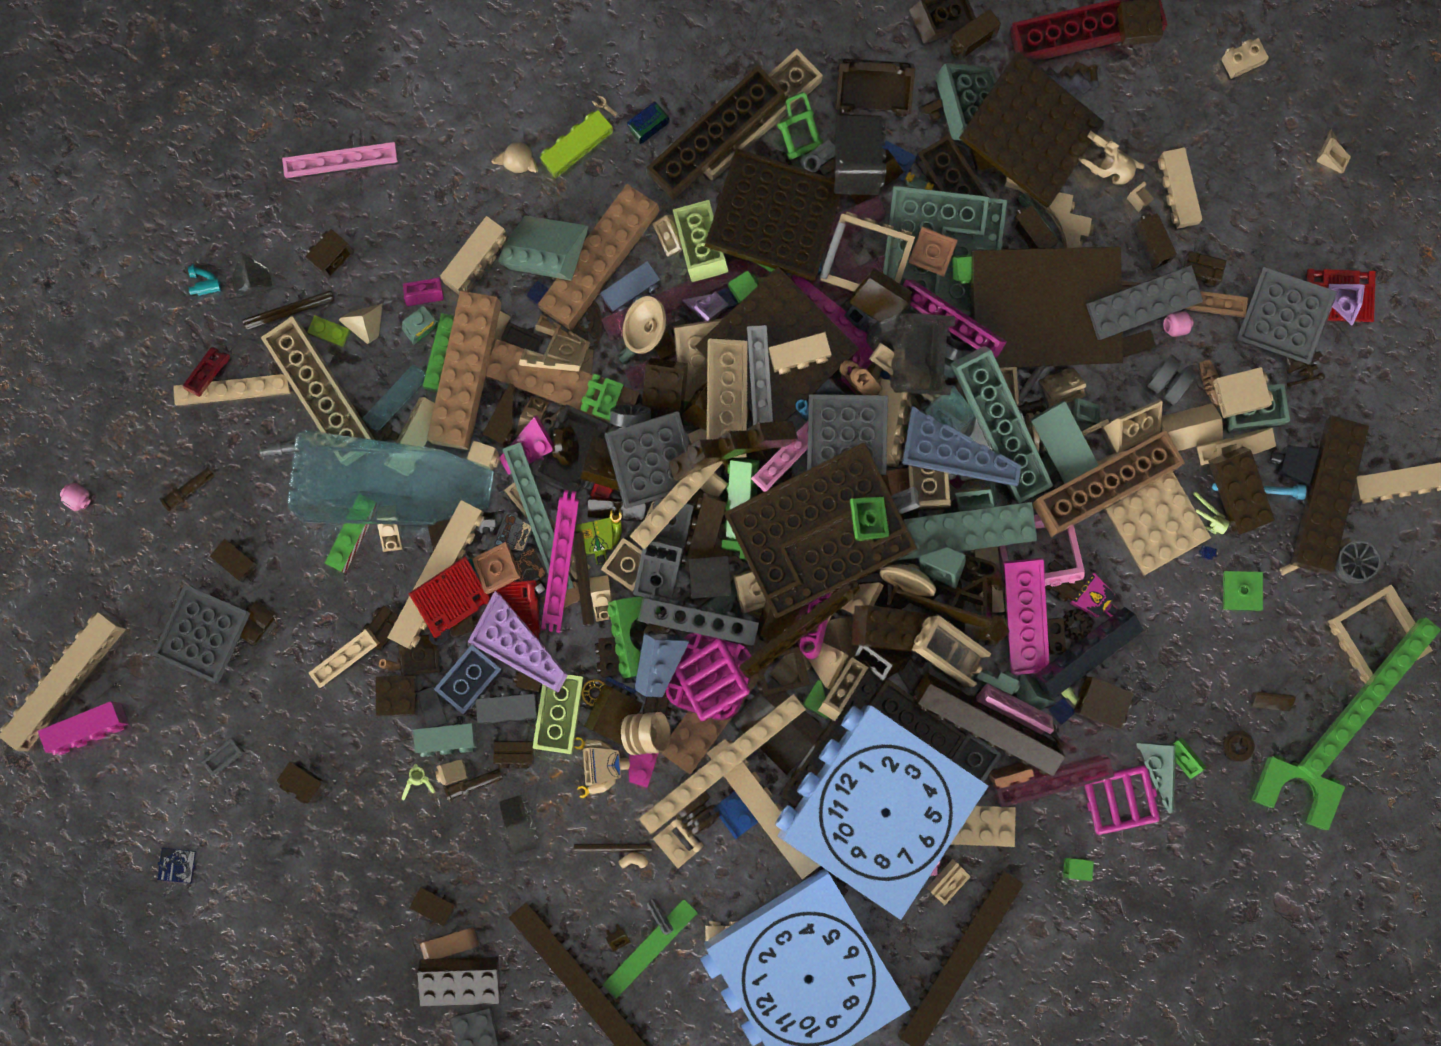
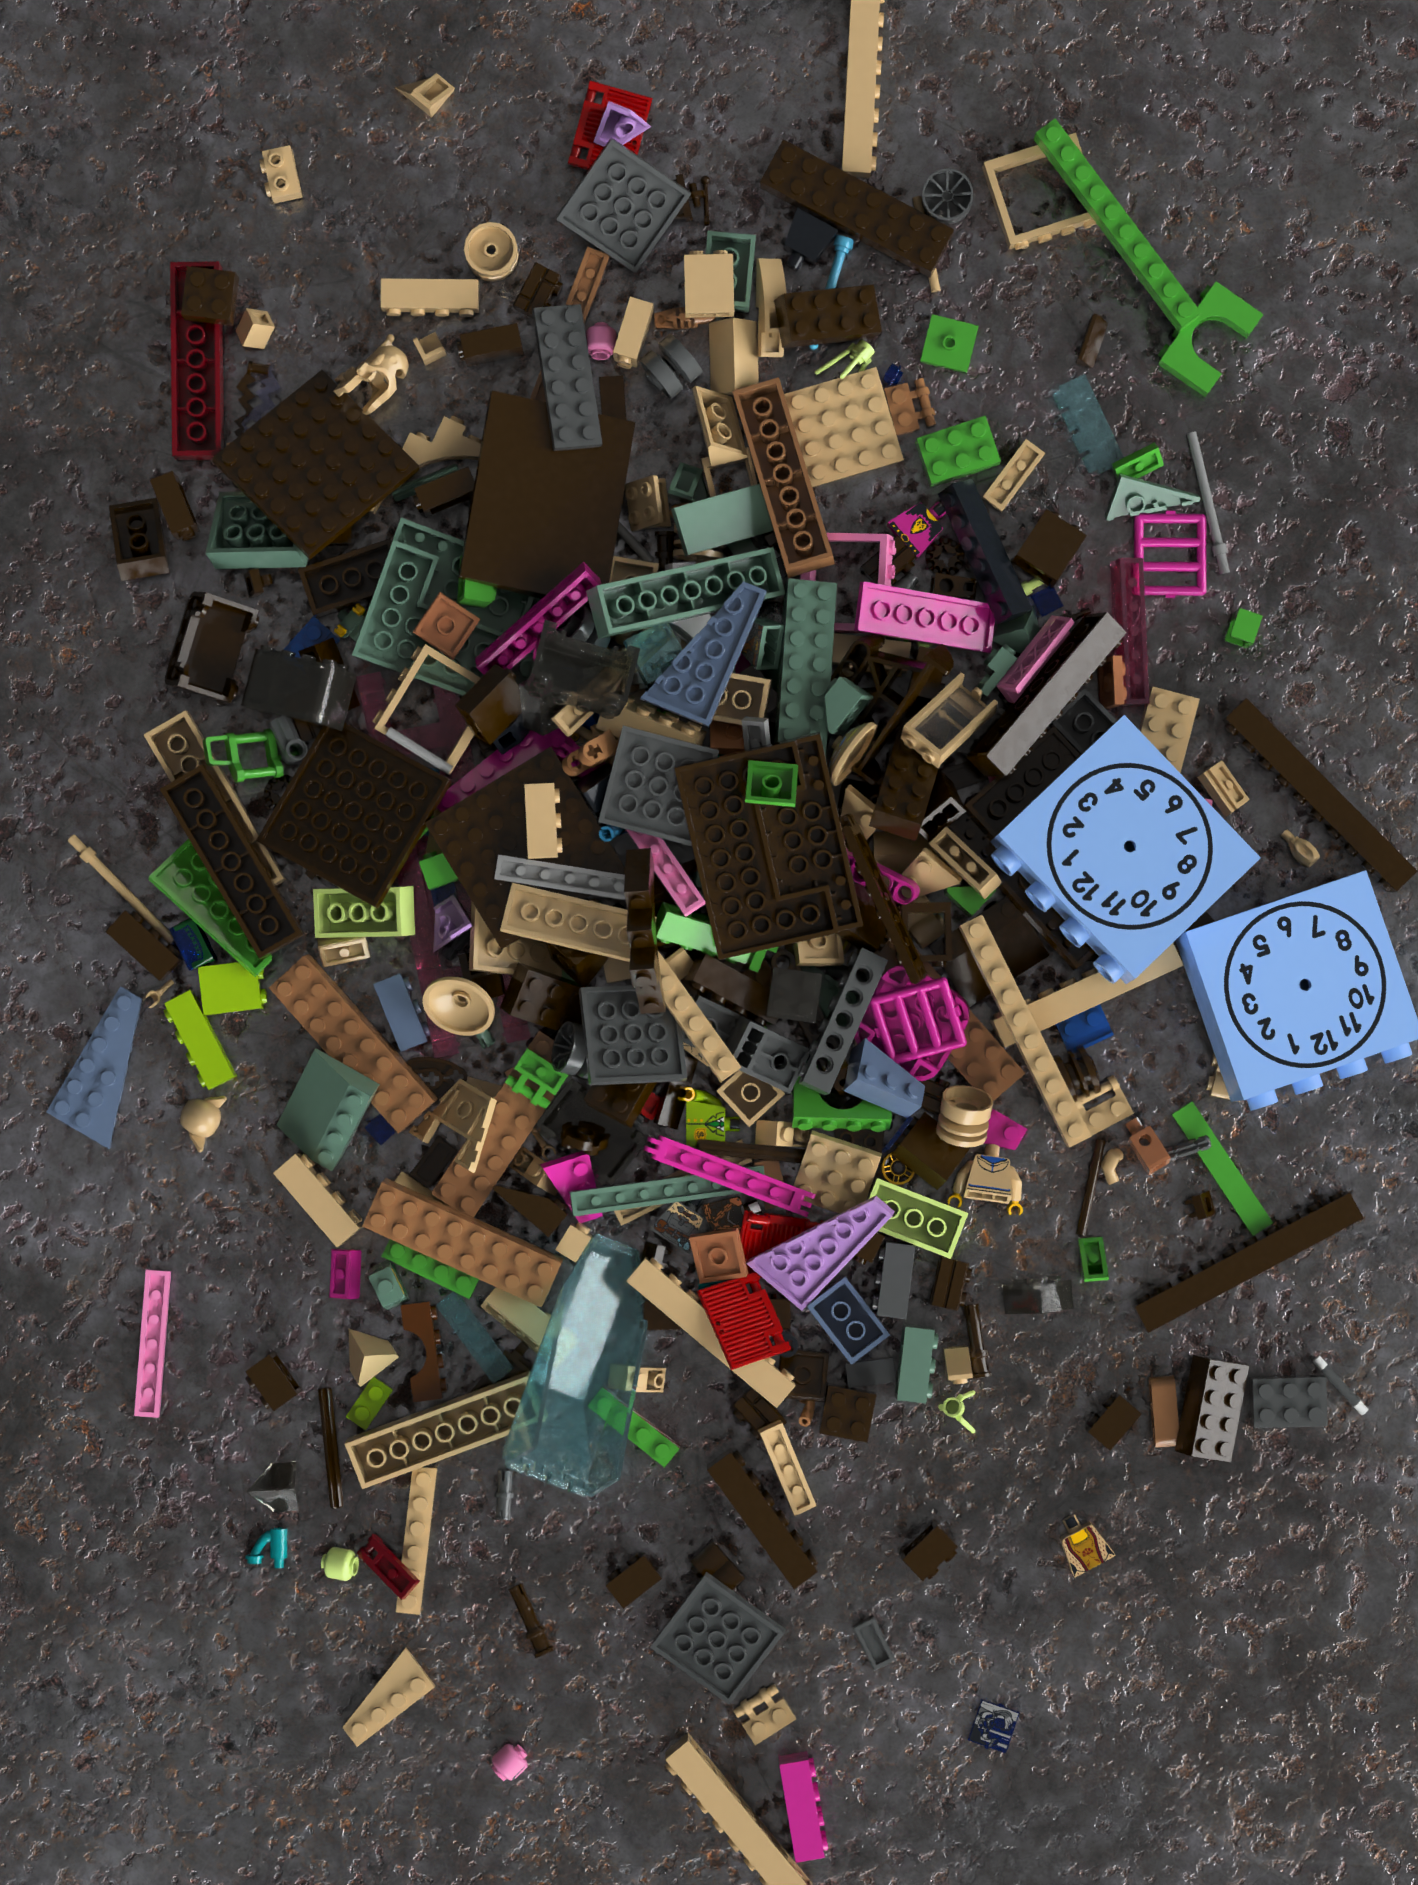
camera: 80 degrees left, 5 degrees up
(109, 397) = (394, 1693): none -> tan wing
(146, 688) = (767, 1721): none -> tan plate
(201, 335) = (340, 1563): none -> yellowish green head
(301, 647) = (762, 1518): none -> dark brown brick
(330, 904) = (1083, 1546): none -> torso
(399, 354) = (419, 1319): none -> reddish brown arch
(529, 75) = (97, 1079): none -> sand blue wing
(556, 861) = (1093, 1259): none -> bright green slope
(581, 645) = (836, 1172): none -> tan plate
(621, 158) = (230, 989): none -> lime panel
(639, 87) = (144, 944): none -> dark brown brick
(648, 889) = (1152, 1156): none -> nougat torso
(687, 109) = (192, 889): none -> bright green wing
(697, 32) = (89, 855): none -> tan bar
(915, 955) = (1301, 849): none -> tan piece
(1123, 65) = (255, 328): none -> tan panel
(1135, 837) = (1219, 548): none -> light grey bar
(1153, 663) = (1013, 475): none -> tan plate
(1161, 615) = (957, 451): none -> bright green brick
(1184, 565) = (902, 409): none -> medium nougat plate
(1191, 345) = (633, 333): none -> tan brick
(1212, 711) = (1089, 419): none -> clear light blue windscreen
(1215, 226) = (491, 266): none -> tan wheel
(1246, 741) = (1148, 395): dark brown gear -> none

